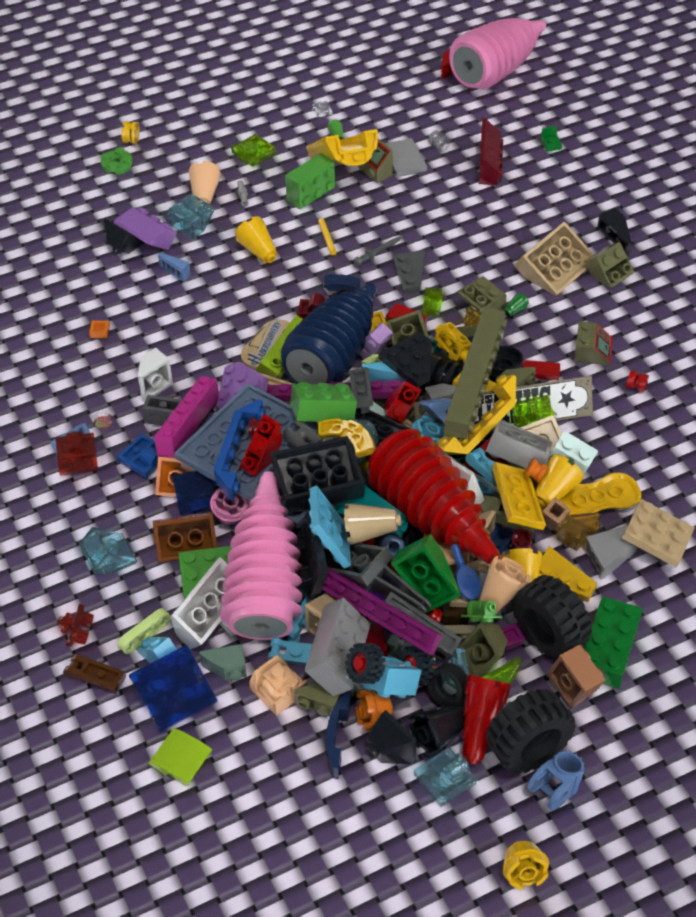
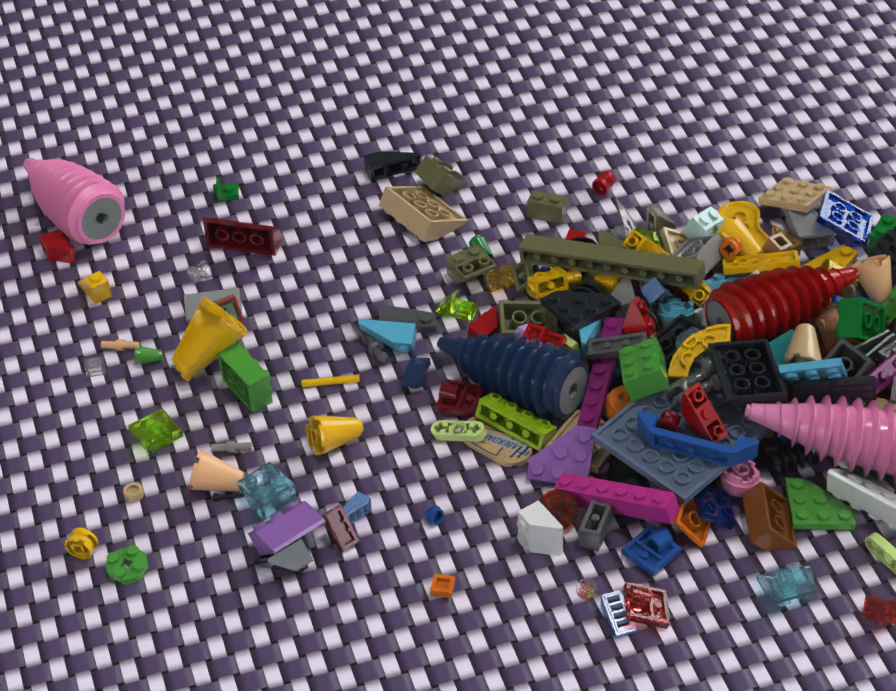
camera: 80 degrees left, 5 degrees down
(150, 259) = (340, 528): none -> plate
(176, 315) = (434, 515): none -> blue plate
(181, 384) = (561, 506): none -> clear red tile
(191, 152) = (133, 492): none -> tan tile
(271, 316) = (442, 427): none -> yellowish green beam
(347, 116) = (119, 345): none -> light nougat bar
(368, 339) = (539, 332): none -> red slope
(381, 260) = (396, 335): none -> medium azure slope
(409, 90) = (96, 287): none -> yellow slope
(578, 422) = (657, 220): none -> dark tan slope
(627, 573) = (845, 219): none -> clear blue plate

